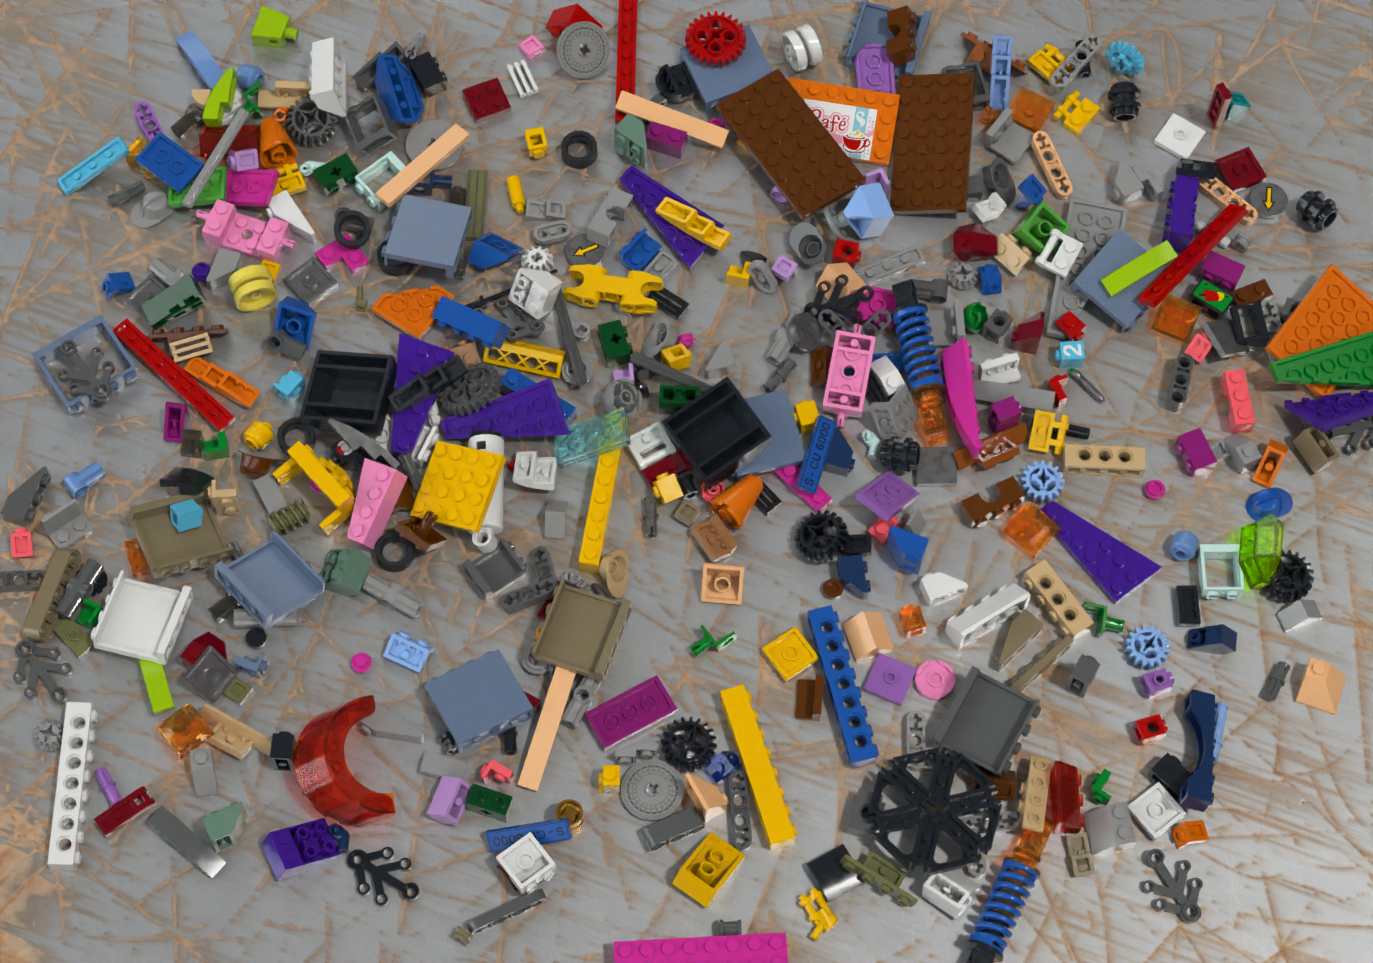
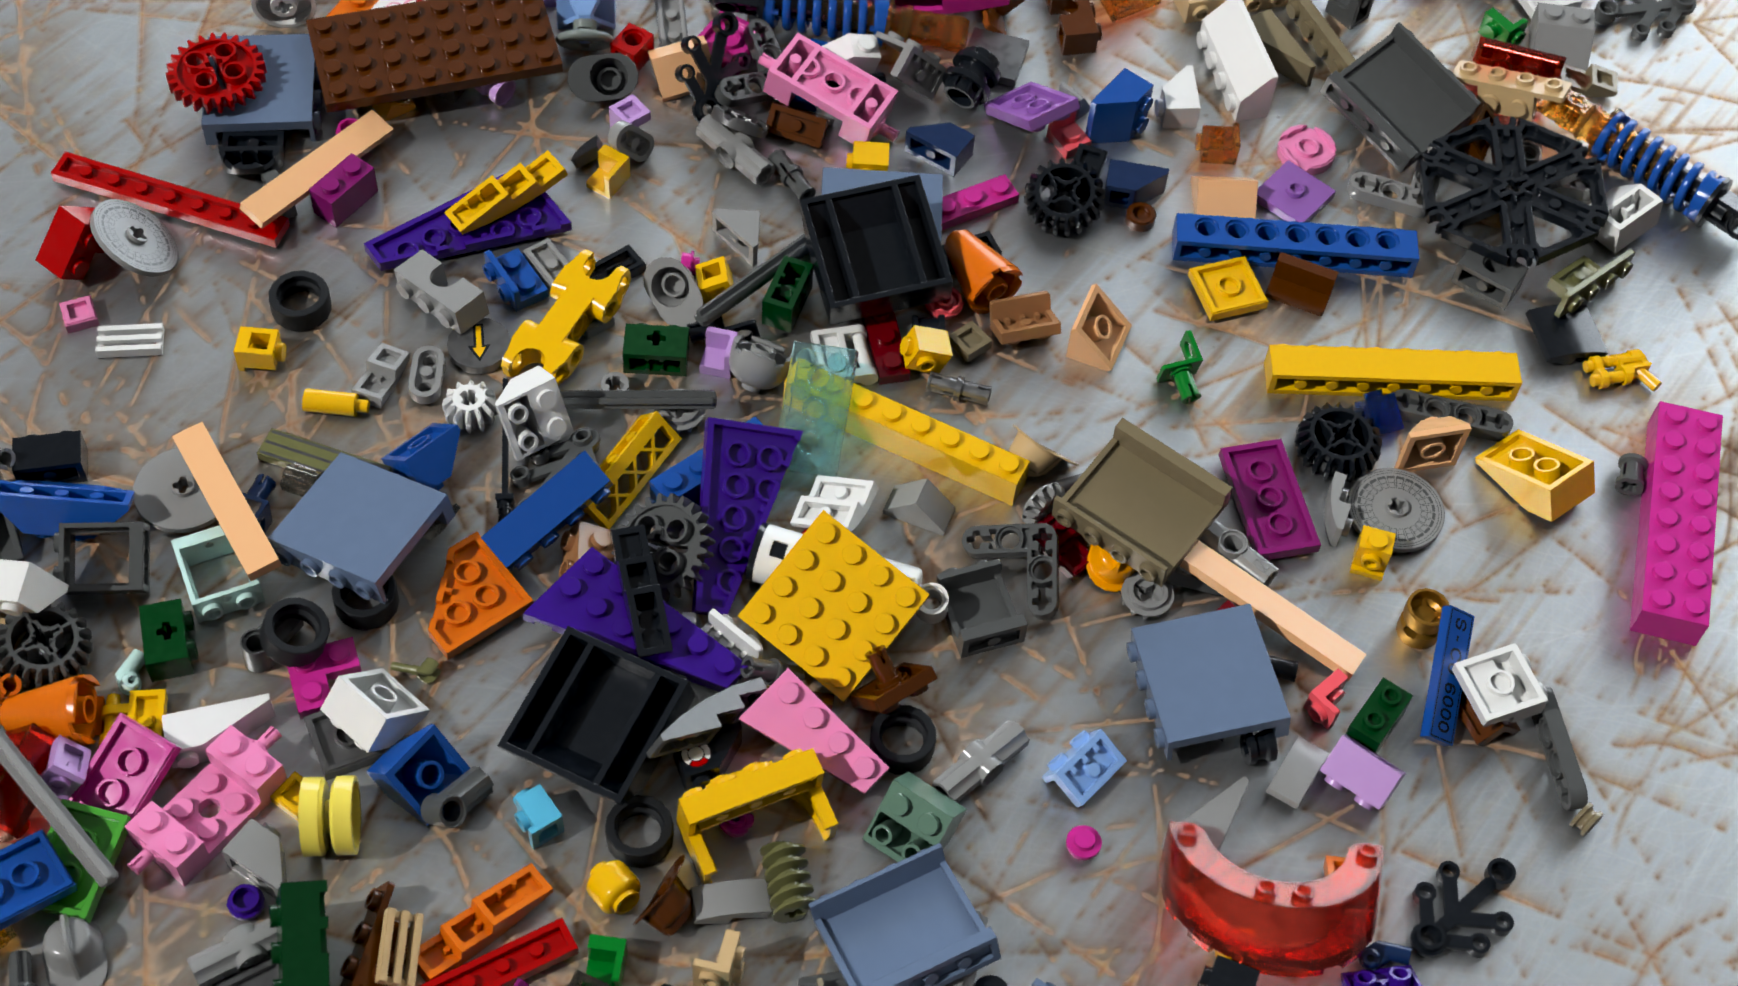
camera: 75 degrees left, 10 degrees down
(323, 285) = (373, 709): none -> white slope
(486, 100) = (141, 397): dark red plate -> none
(631, 140) = (329, 221): sand green slope -> none
(672, 828) = (1465, 499): dark grey beam -> none
(816, 454) = (941, 162): blue tile -> none
(872, 442) = (935, 108): light aqua arm -> none

